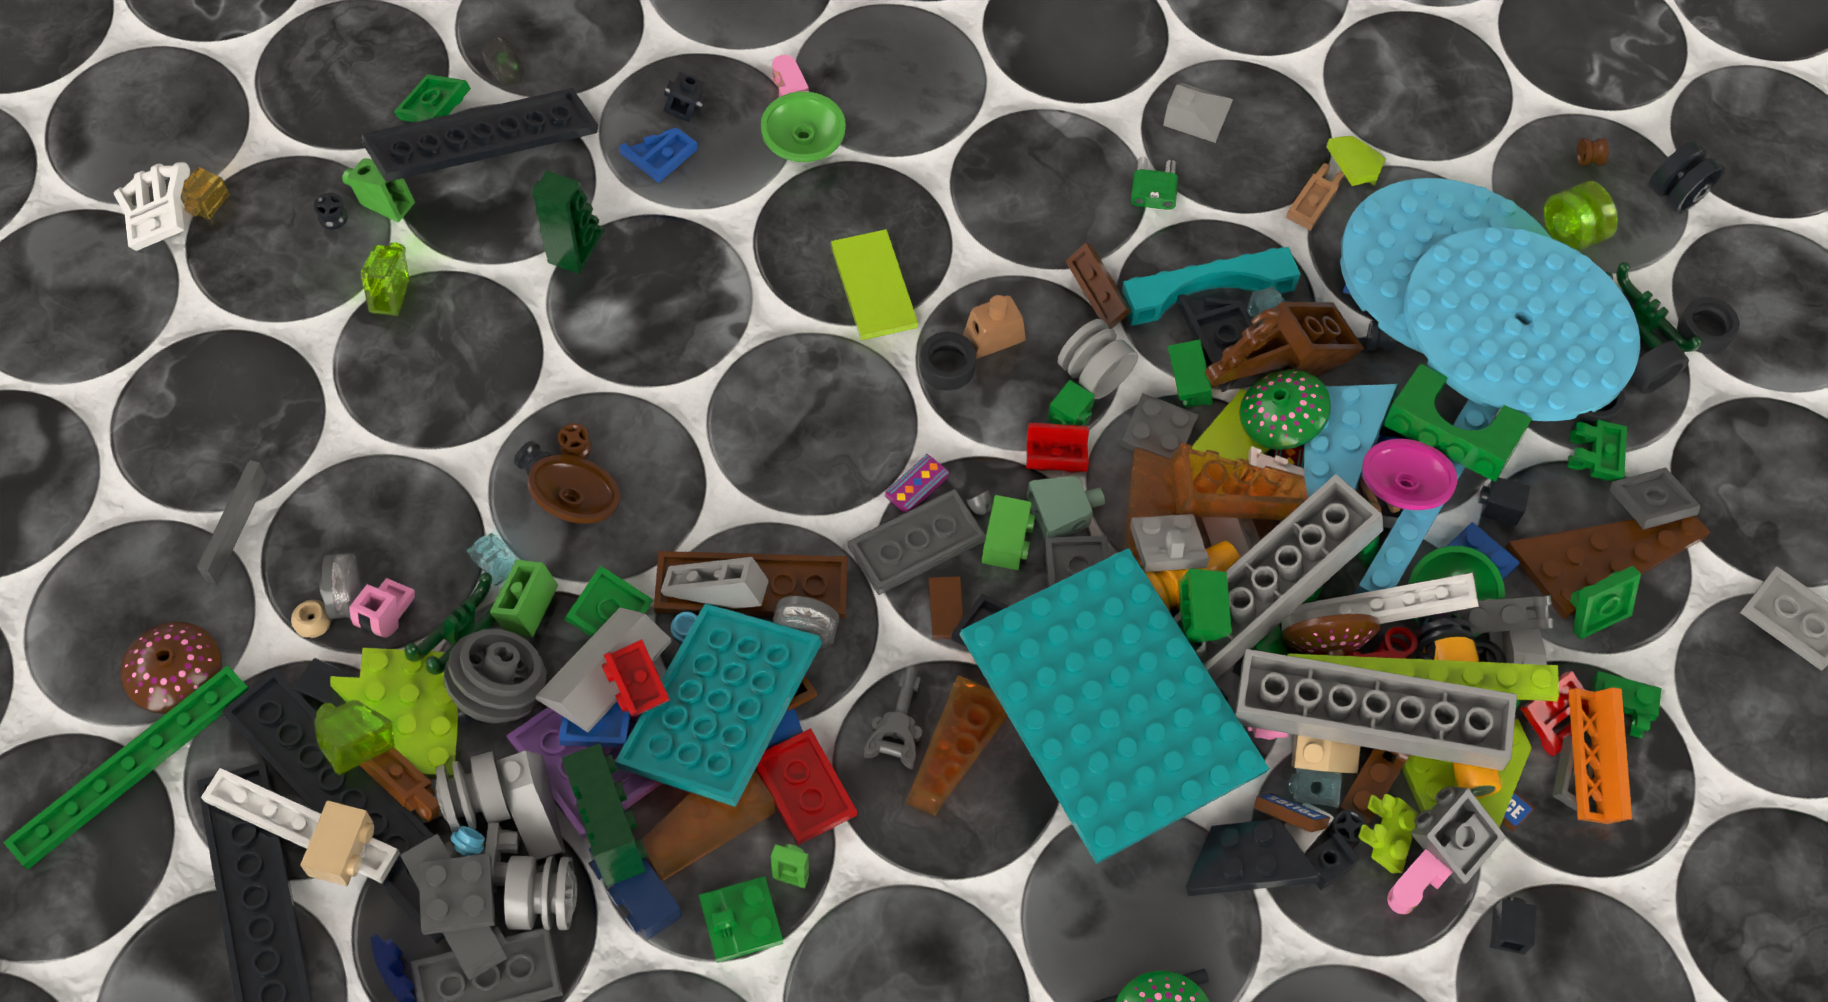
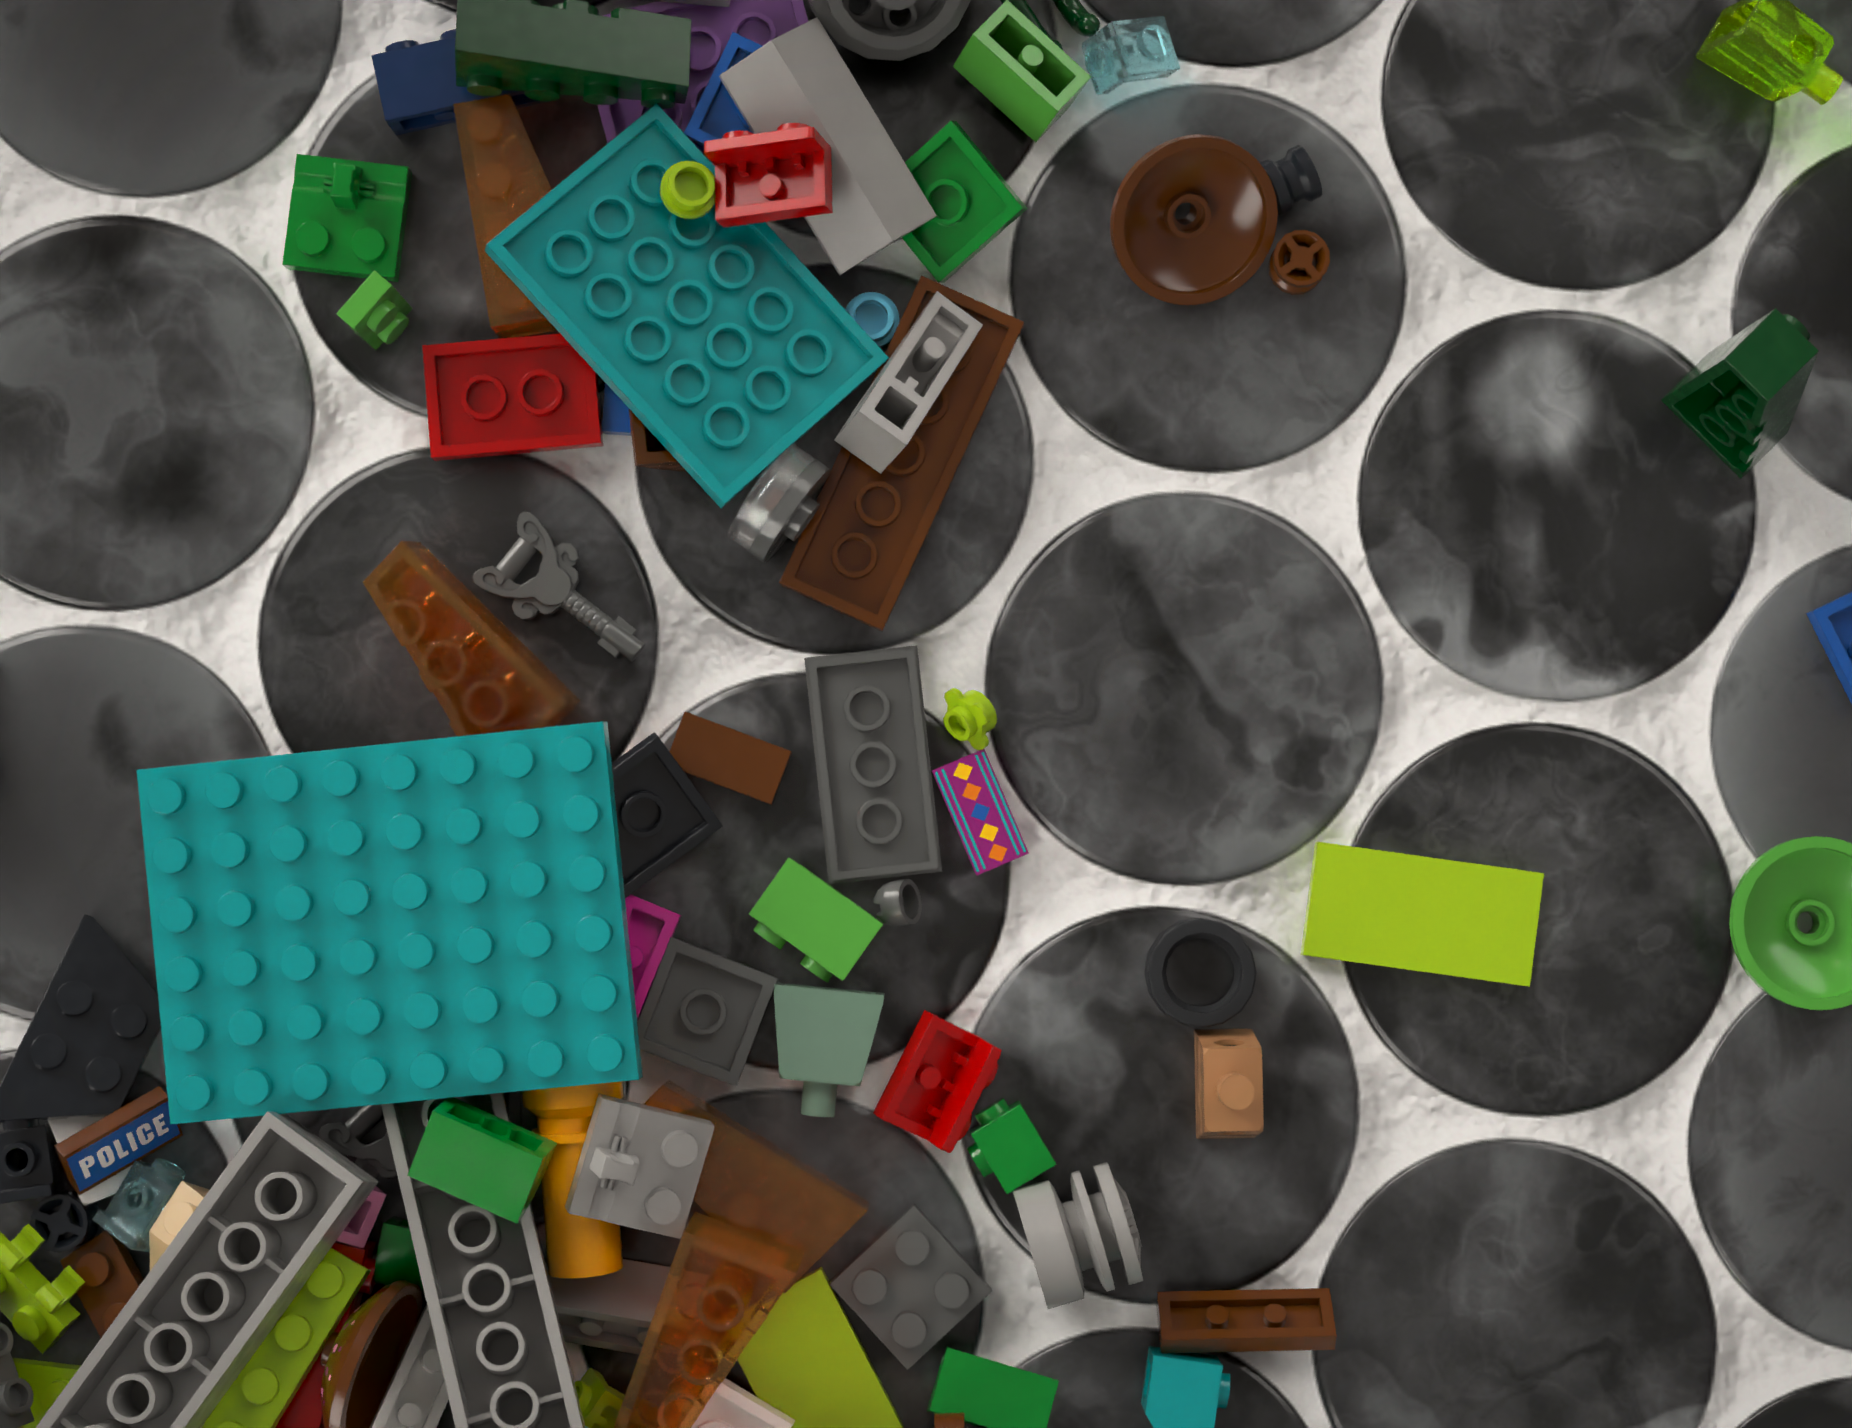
camera: 115 degrees right, 25 degrees up
(657, 720) = (688, 189): none -> lime plate
(873, 502) = (969, 717): none -> lime plate

